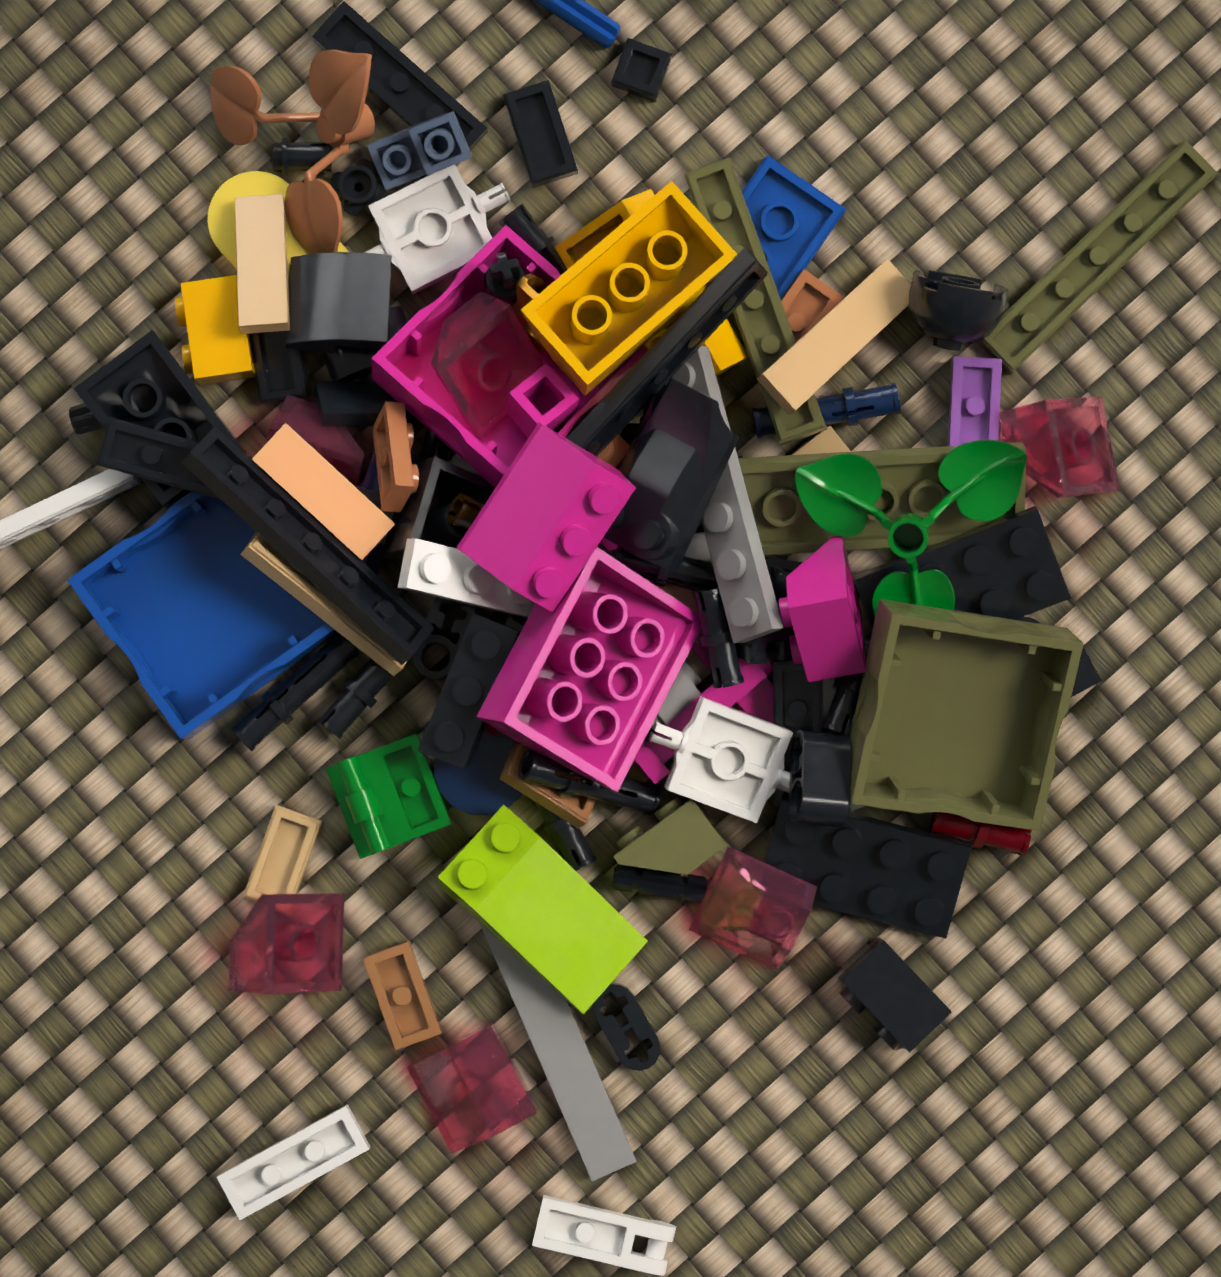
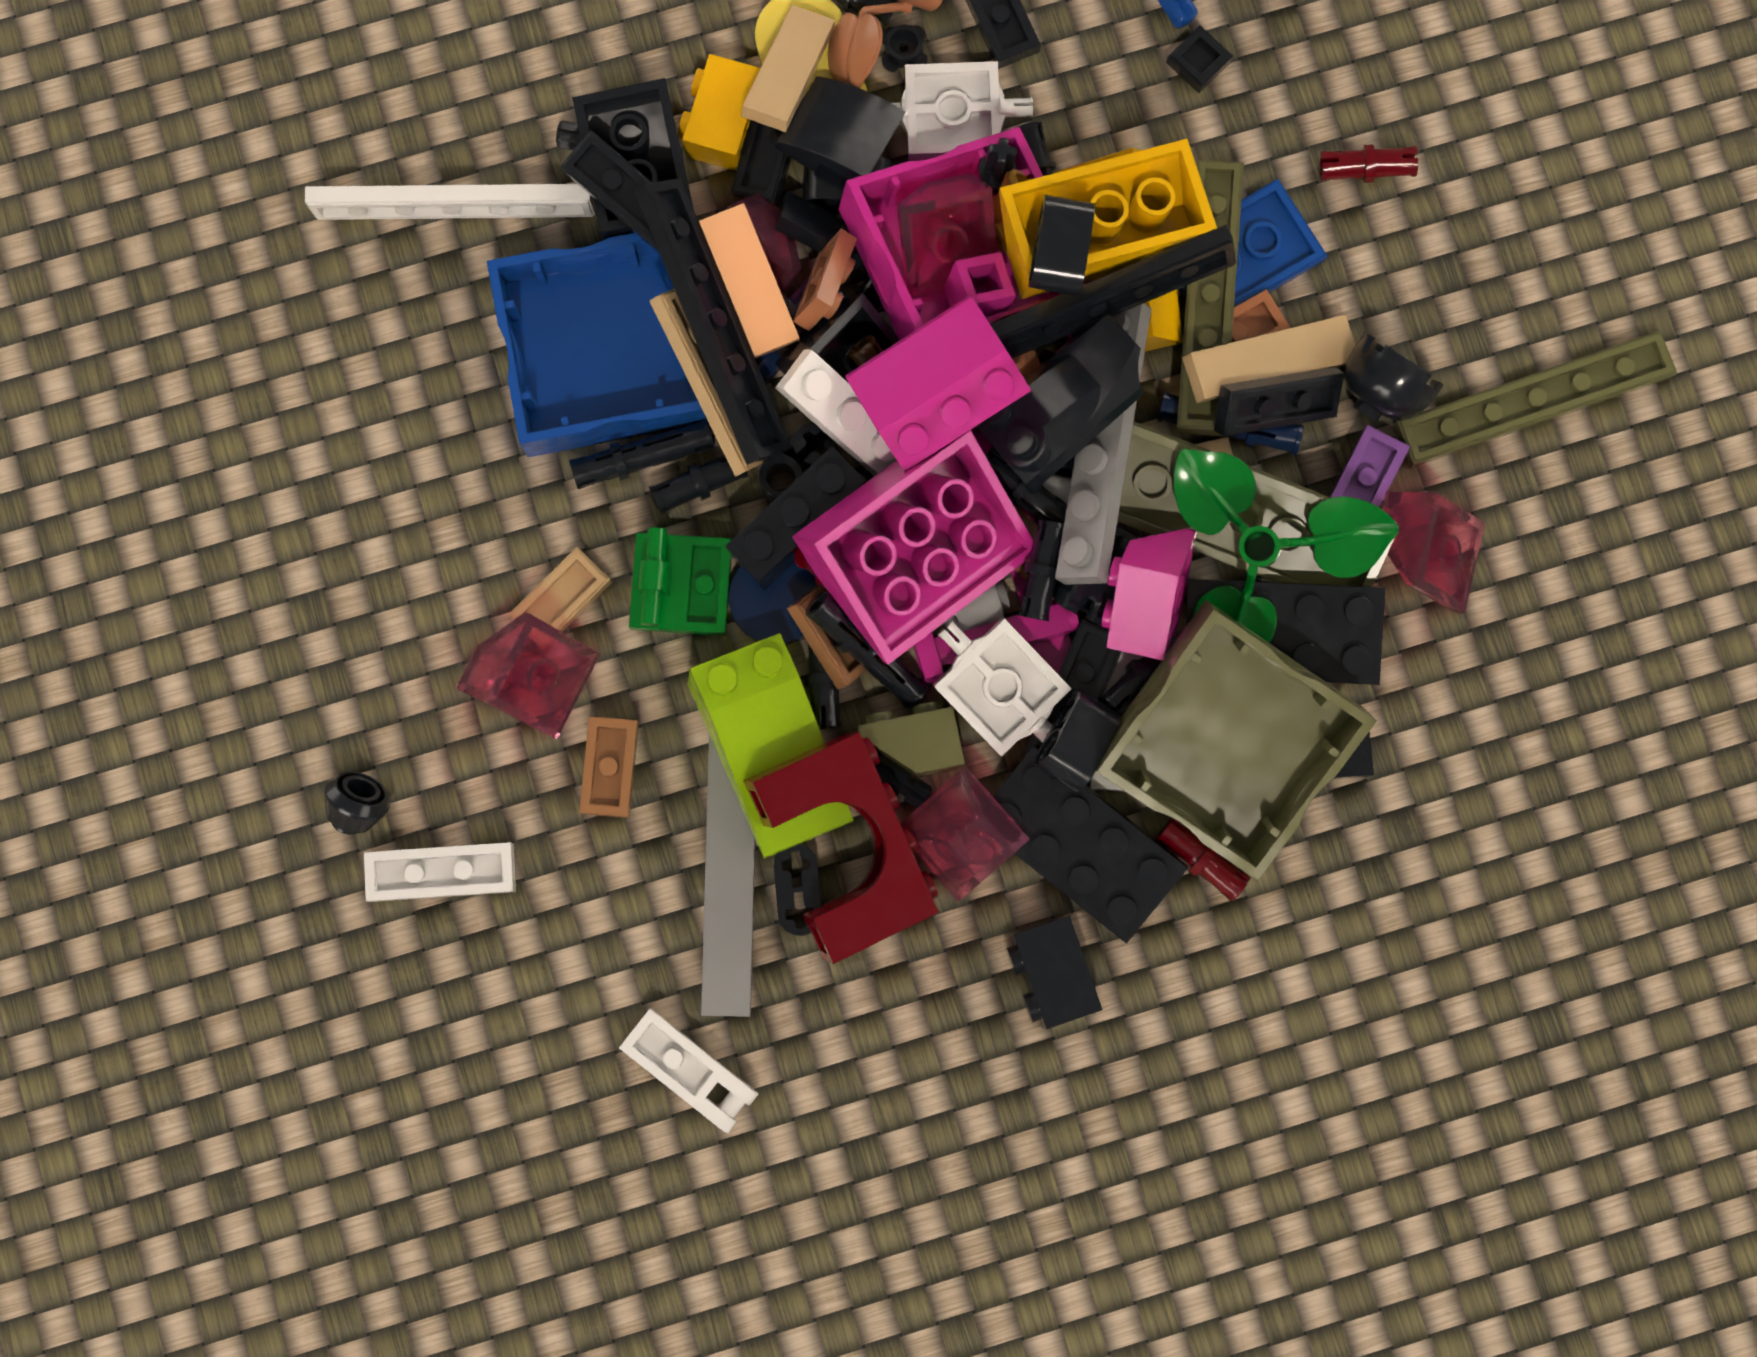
camera: 25 degrees right, 5 degrees down
(186, 1135) = (355, 802): none -> black cone
(419, 150) = (972, 36): sand blue slope -> none
(473, 1088) = (633, 879): clear pink slope -> none
(540, 134) = (1085, 74): black tile -> none
(603, 342) = (1061, 245): none -> black beam
(714, 990) = (894, 889): none -> dark red arch
(845, 101) = (1368, 163): none -> dark red pin
(863, 375) = (1278, 401): none -> black tile

